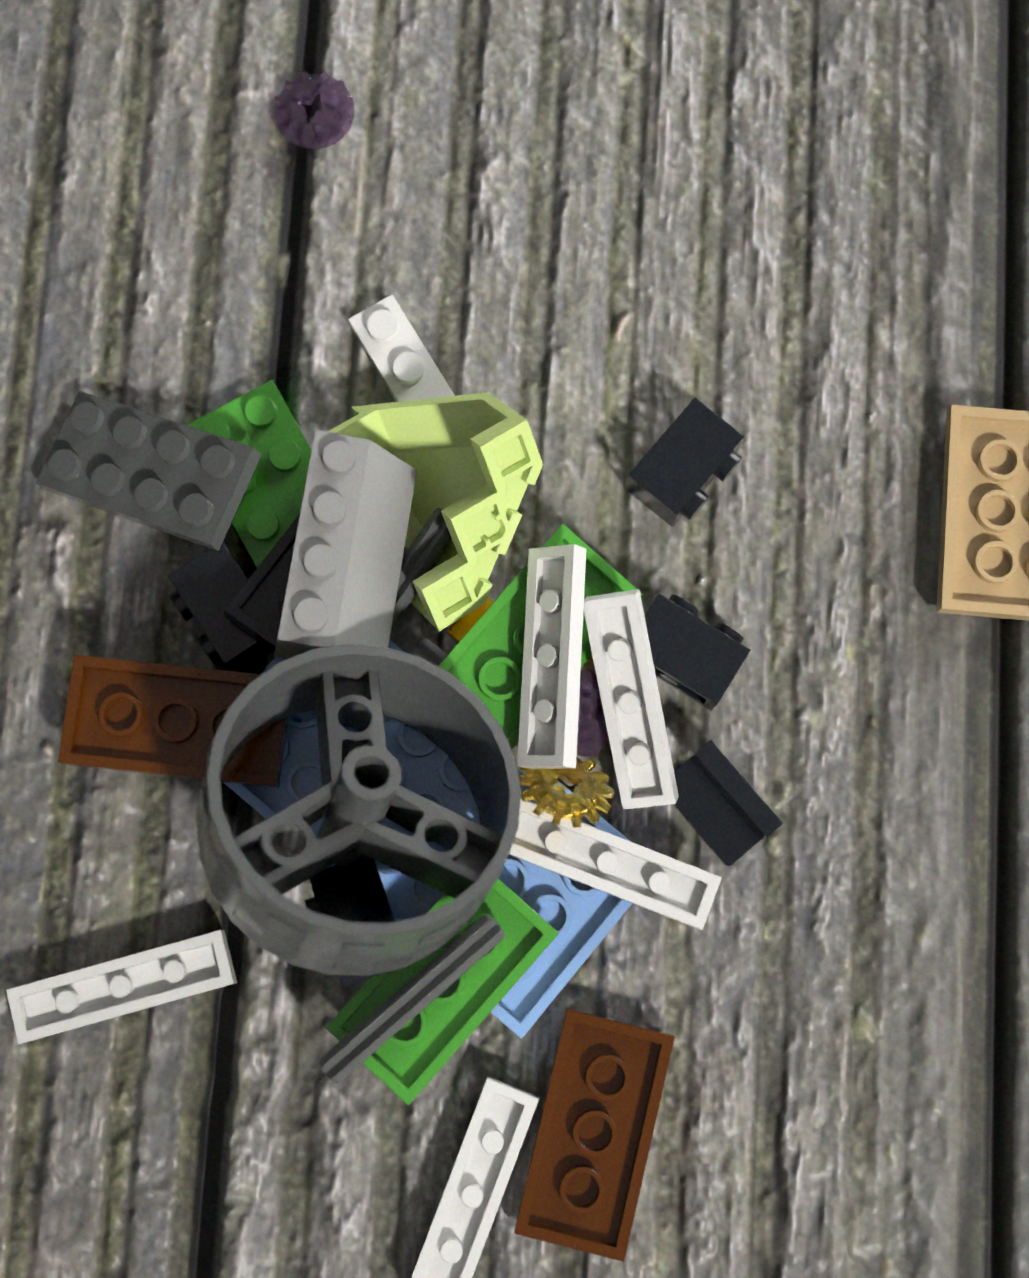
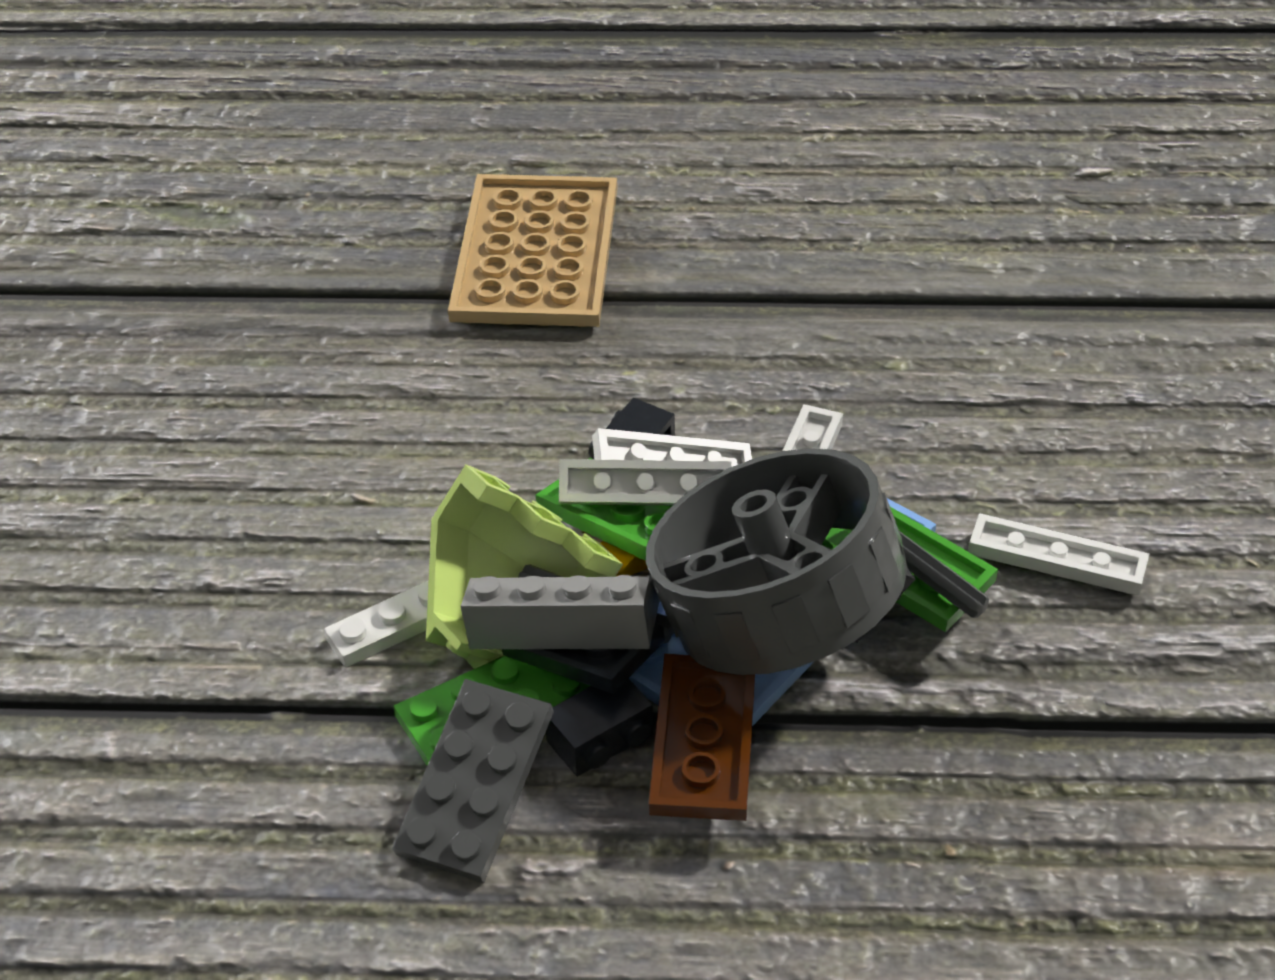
camera: 90 degrees left, 35 degrees down
(121, 986) = (935, 785): white plate -> none
(326, 126) = (148, 704): clear purple gear -> none
(594, 1135) = (1004, 486): reddish brown plate -> none
(685, 462) = (483, 443): black brick -> none
(722, 805) = (747, 420): black panel -> none

